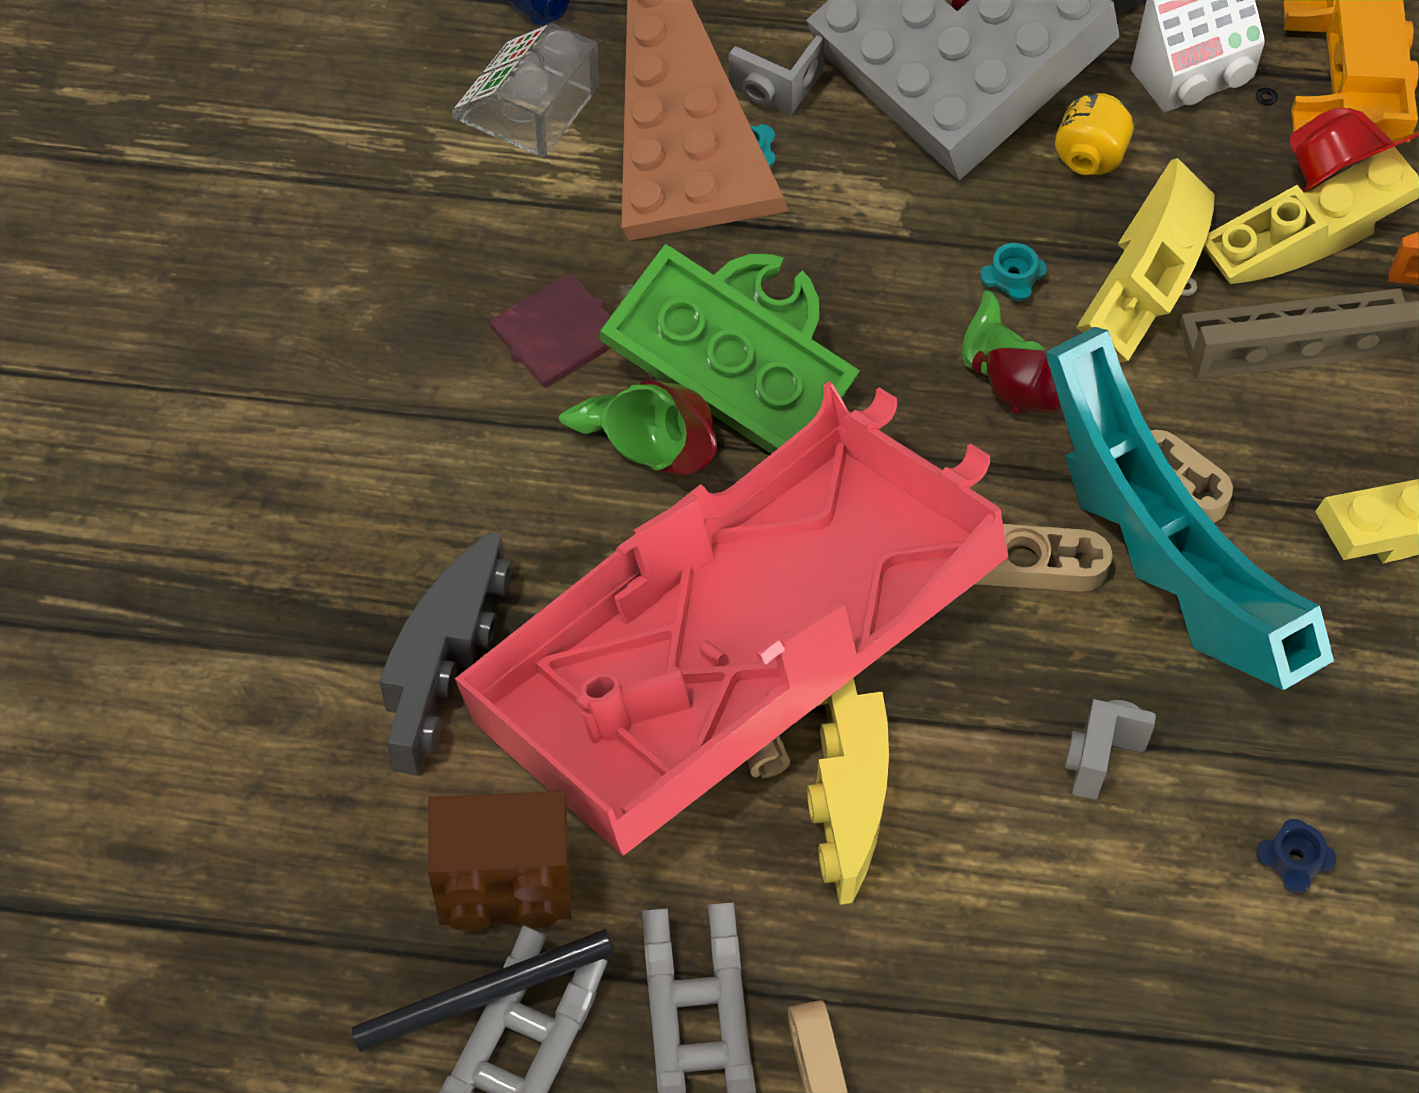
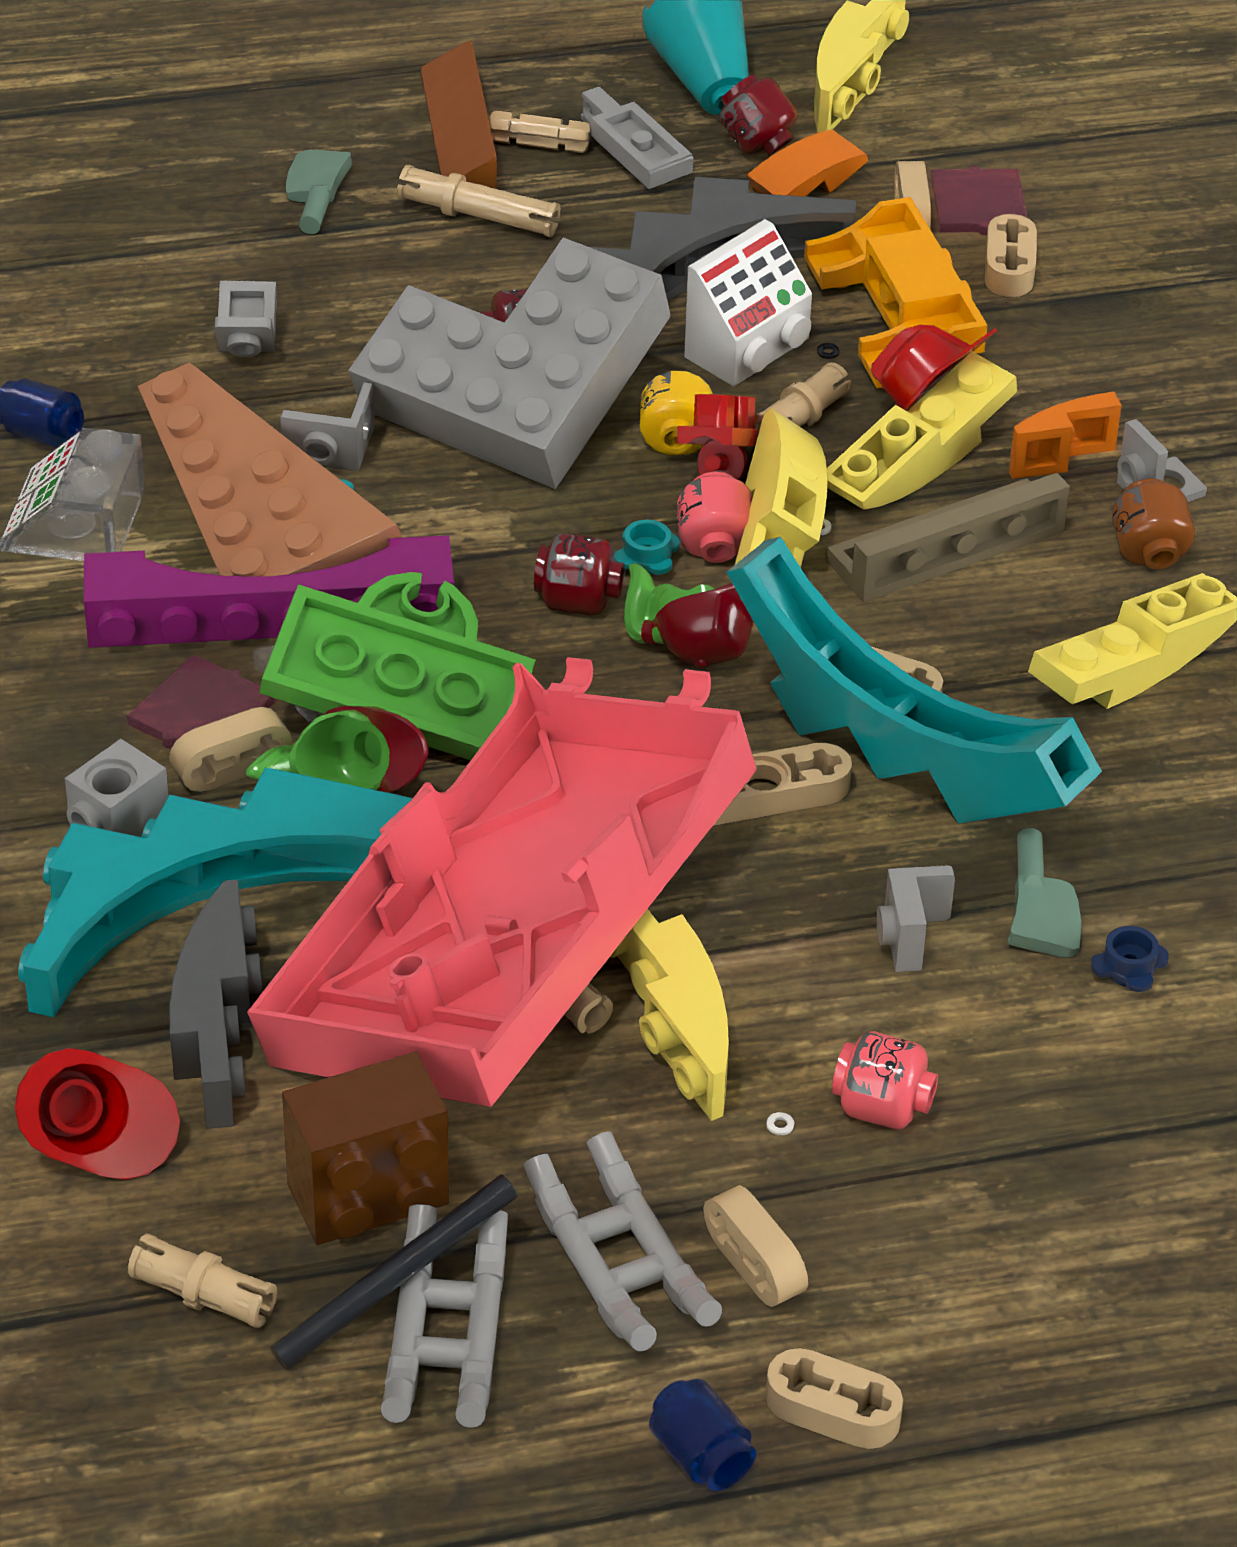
camera: 20 degrees left, 15 degrees down
(290, 741) = (96, 1114): none -> red piece
(321, 937) = (202, 1280): none -> tan pin
(446, 388) = (117, 790): none -> light grey brick
(482, 484) = (118, 883): none -> teal arch
(542, 211) = (152, 603): none -> magenta arch
(557, 383) = (226, 748): none -> tan beam
(900, 920) = (780, 1116): none -> white piece
(938, 283) = (578, 574): none -> dark red head
(1008, 921) = (884, 1080): none -> coral head
(1085, 255) = (713, 516): none -> coral head
(1127, 169) = (723, 428): none -> red hips
(1221, 149) = (806, 400): none -> tan pin
(1239, 767) = (1045, 908): none -> sand green piece

